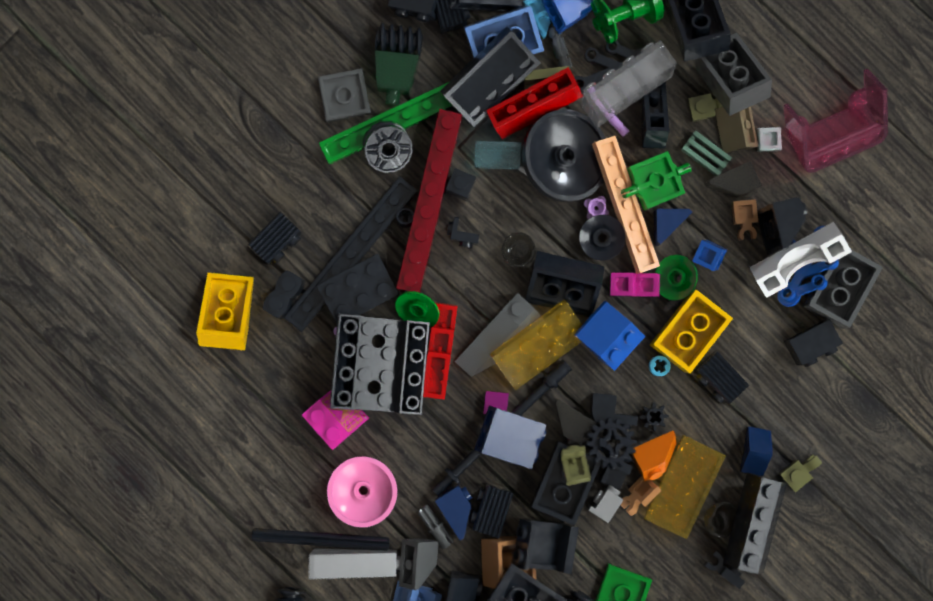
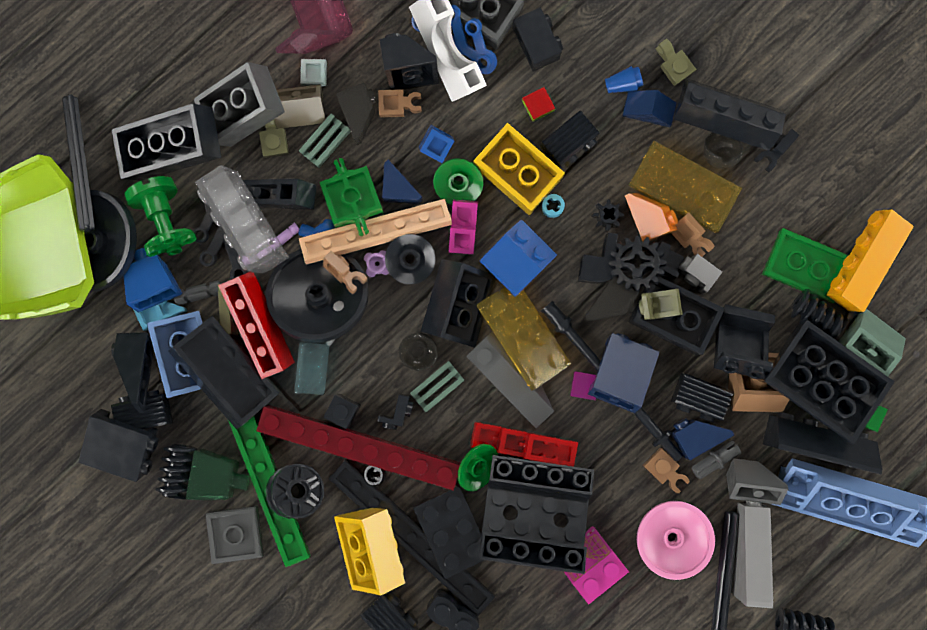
camera: 75 degrees left, 0 degrees up
(338, 217) = (370, 550): none -> yellow slope
(425, 479) = (664, 469): none -> medium nougat plate
(500, 283) = (420, 400): none -> sand green tile
(589, 174) = (339, 269): none -> medium nougat plate
(622, 142) = (306, 230): none -> blue arm
(753, 347) = (538, 104): none -> red tile
(780, 426) = (626, 80): none -> blue cone

